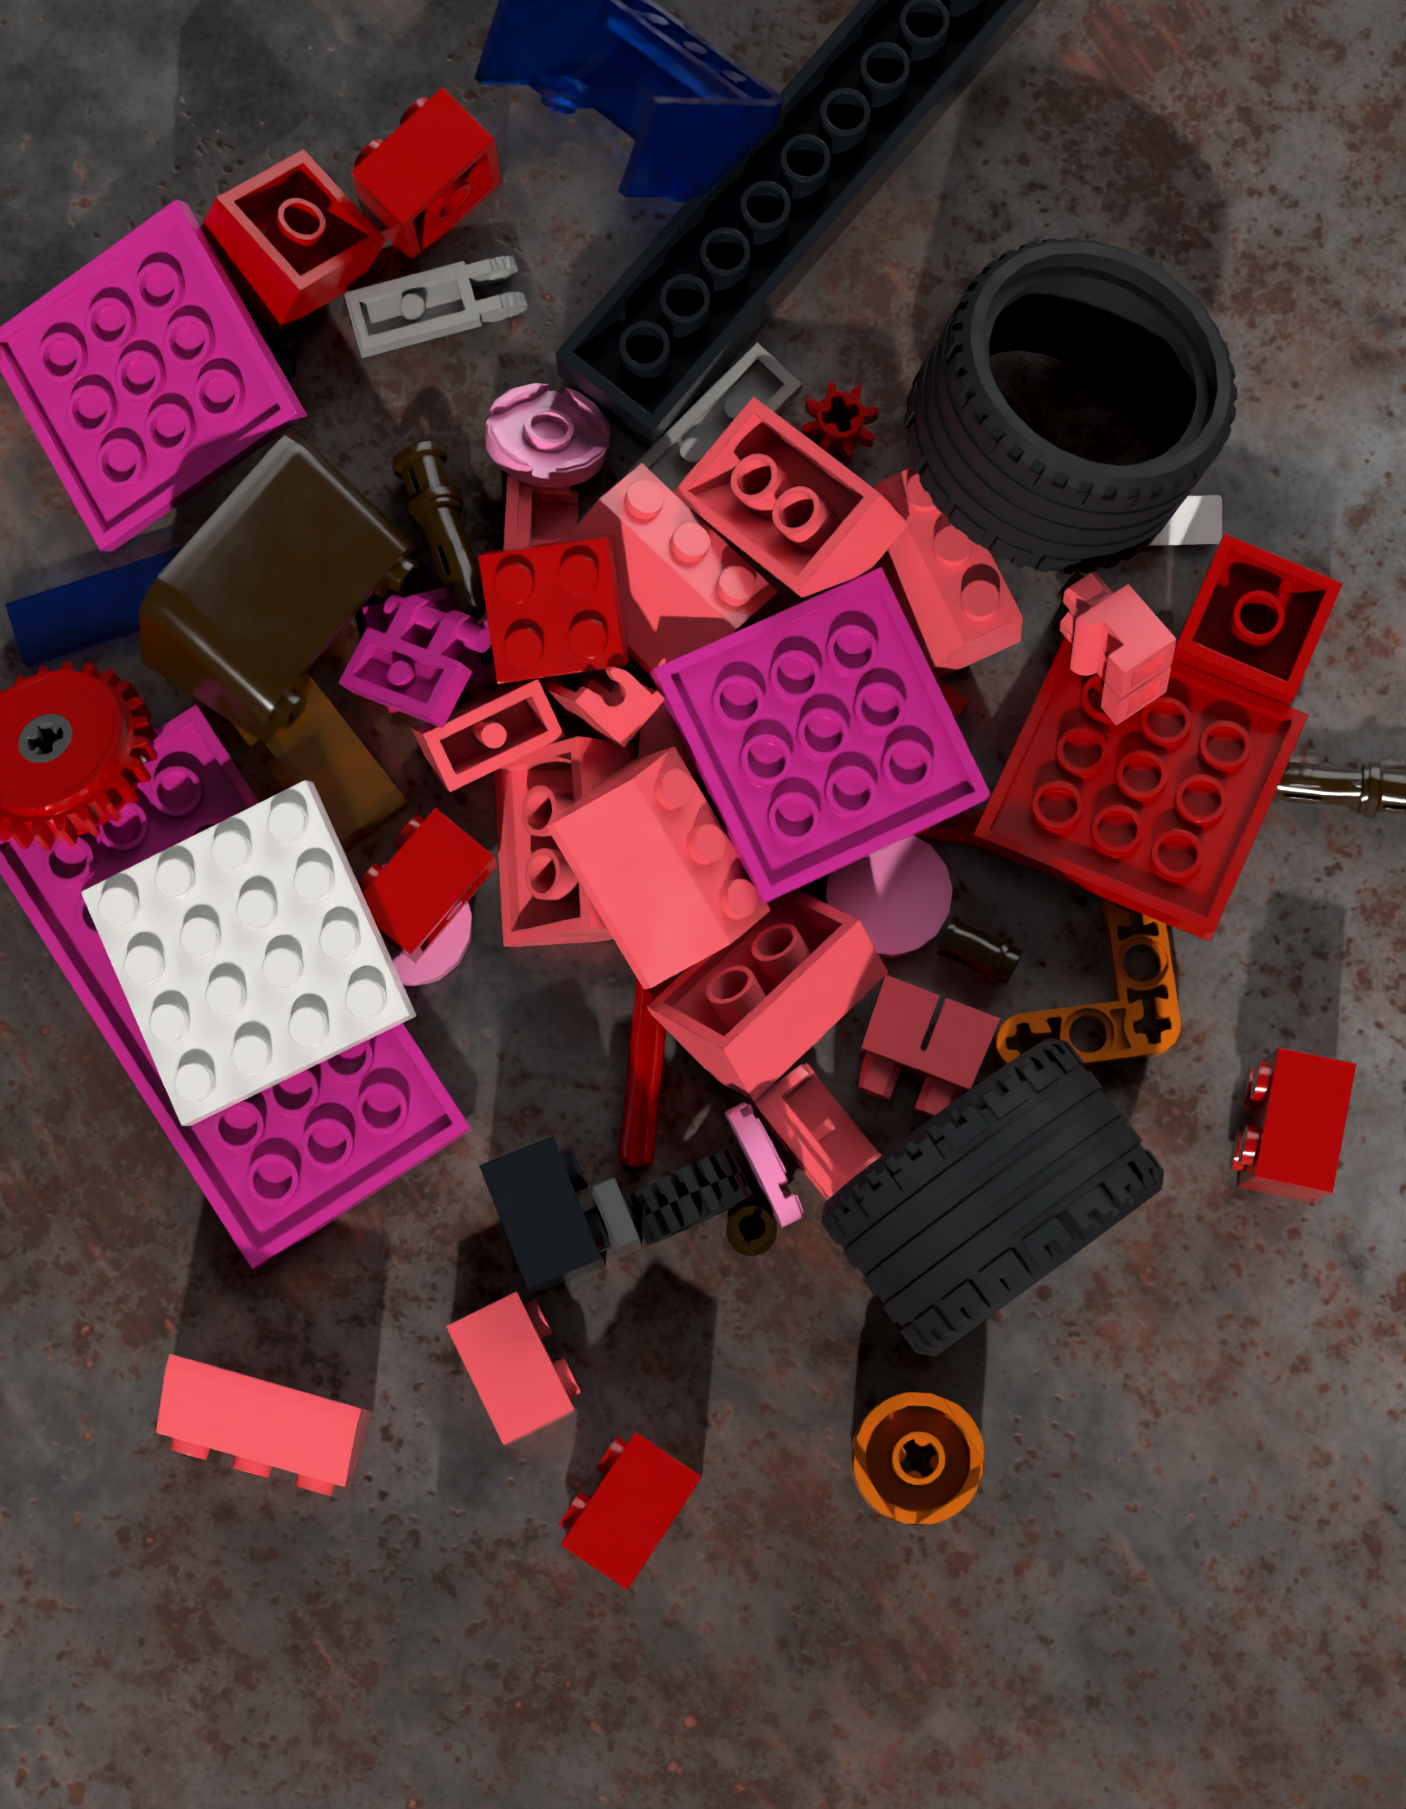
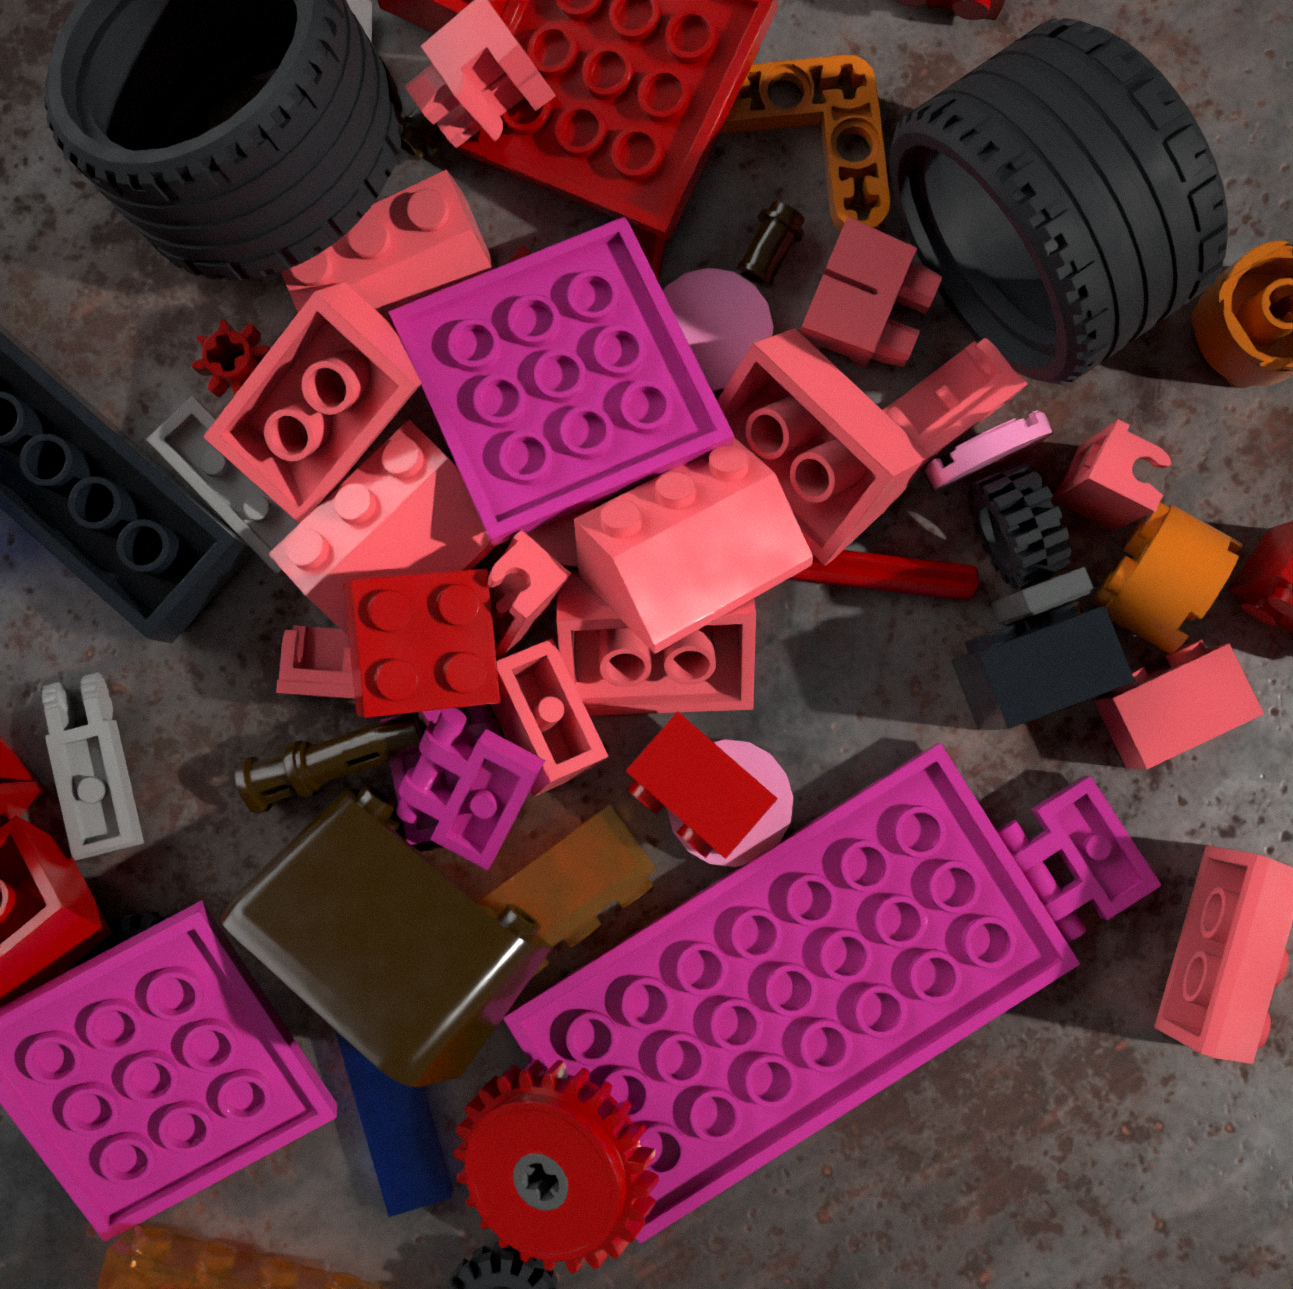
camera: 90 degrees left, 5 degrees up
(248, 953) = (770, 966): white plate -> none
(368, 1286) = (1094, 848): none -> dark pink plate
(547, 436) = (235, 653): bright pink tile -> none
(641, 1346) = (1170, 578): none -> orange brick
(746, 1277) = (1102, 479): none -> coral hinge
(756, 1246) = (1050, 462): dark brown pin -> none

